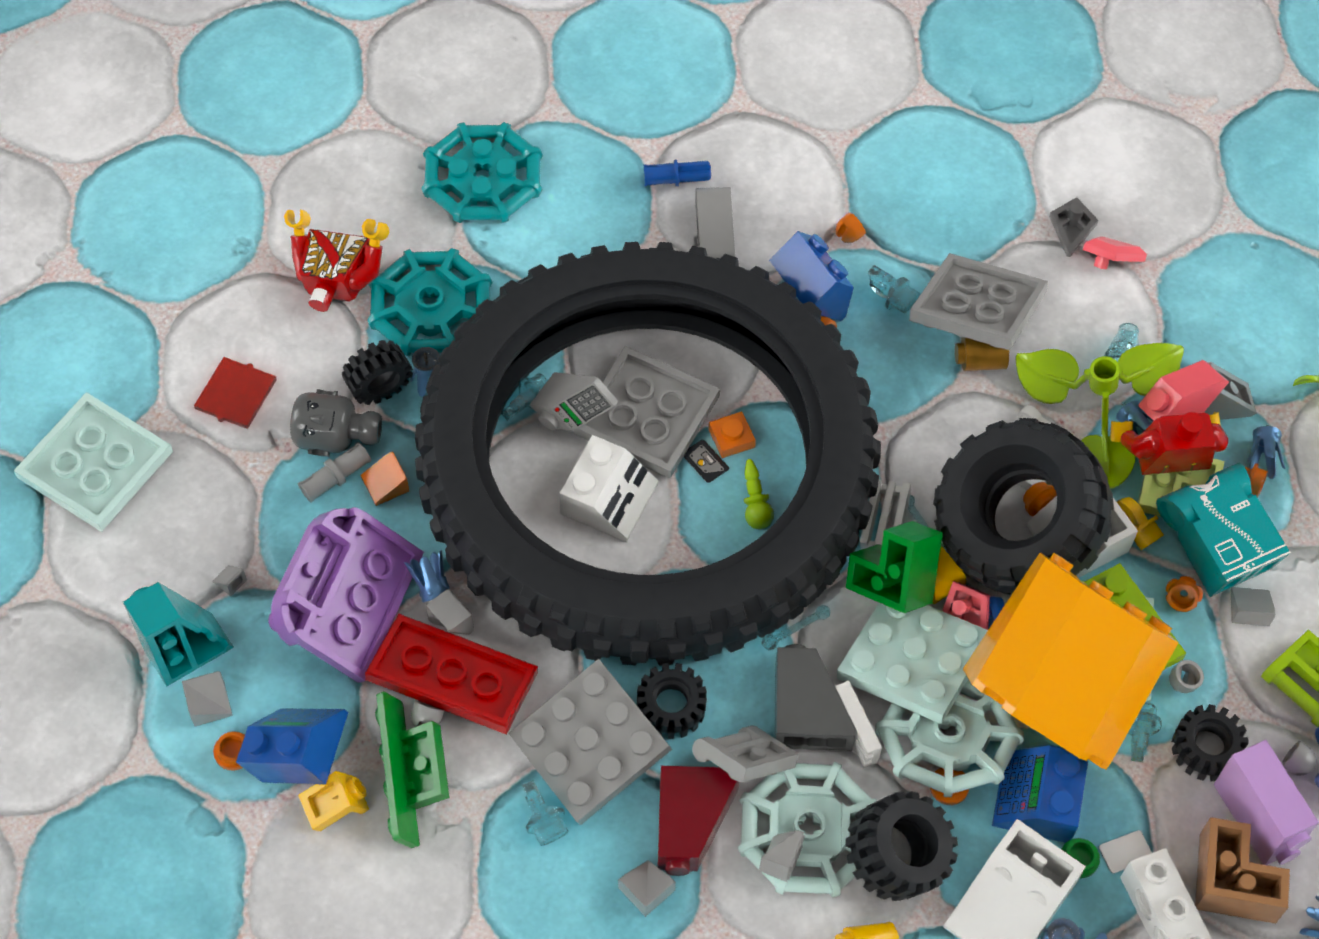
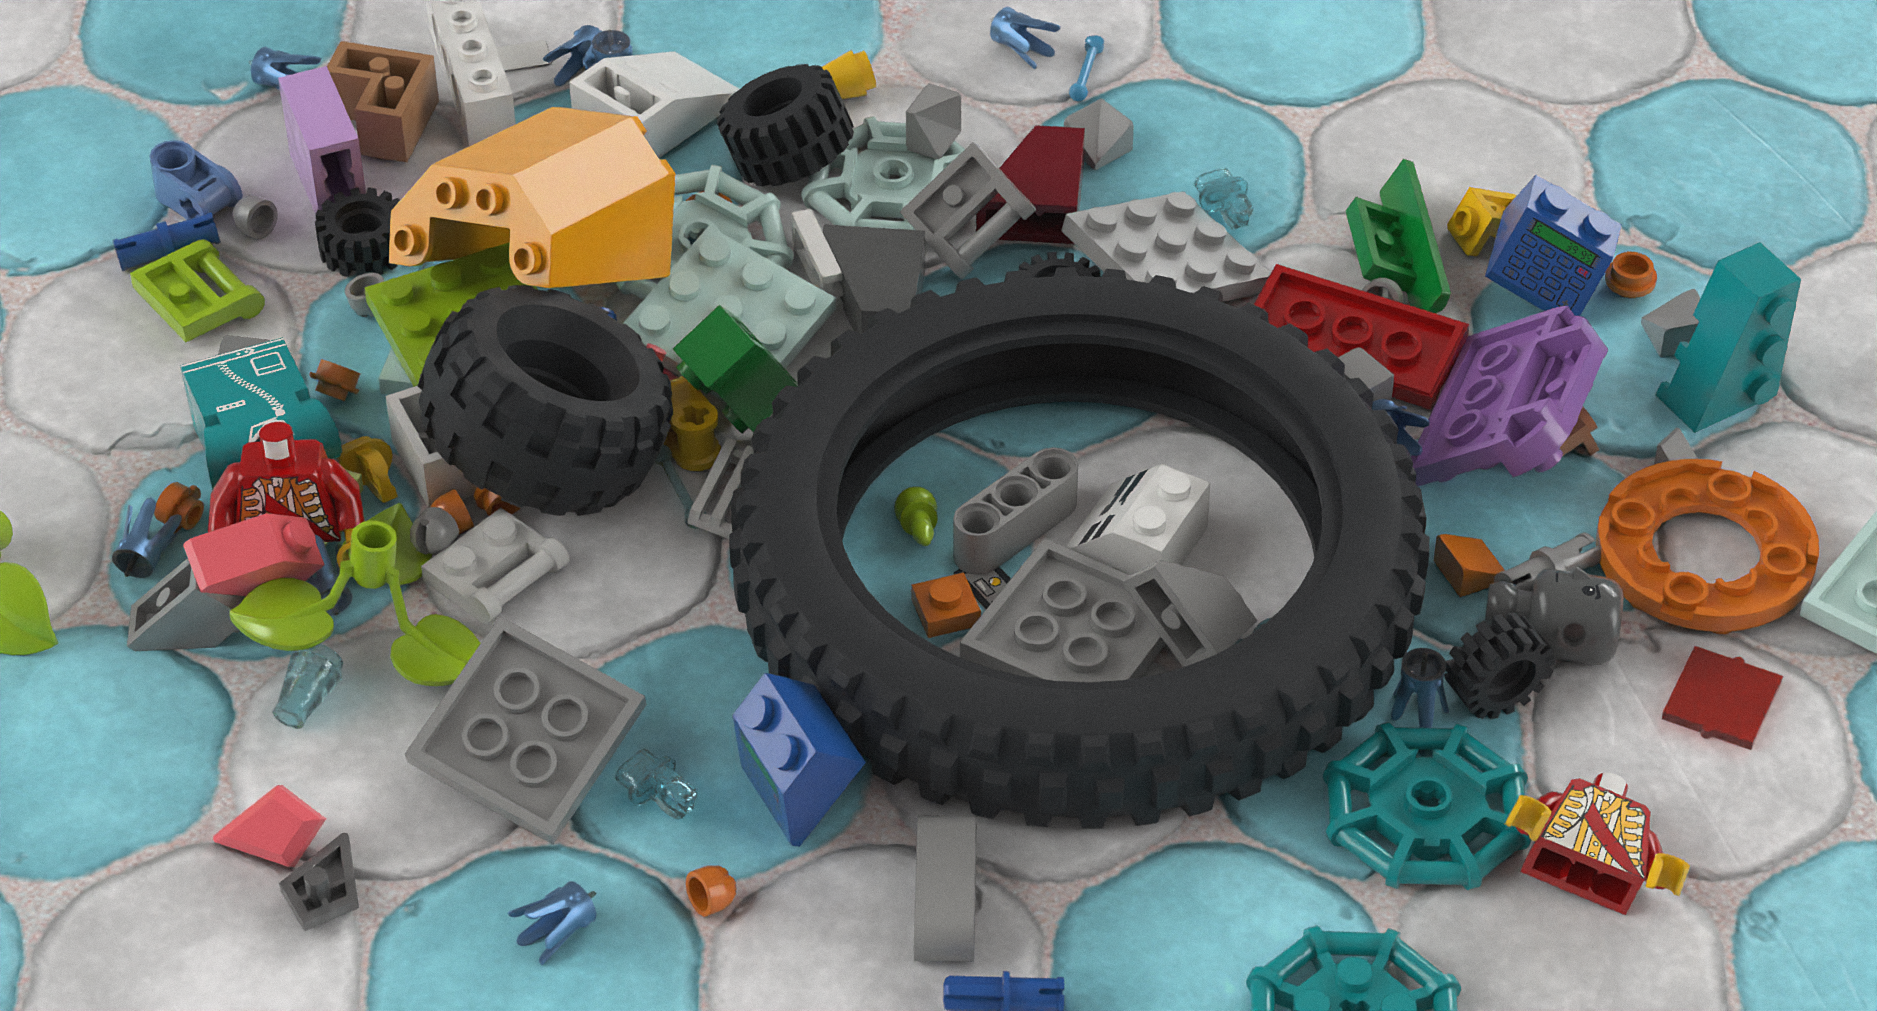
camera: 175 degrees left, 15 degrees down
(215, 452) = (1686, 486): none -> orange plate
(687, 512) = (1015, 510): none -> light grey beam
(927, 210) = (560, 913): none -> flat silver piece

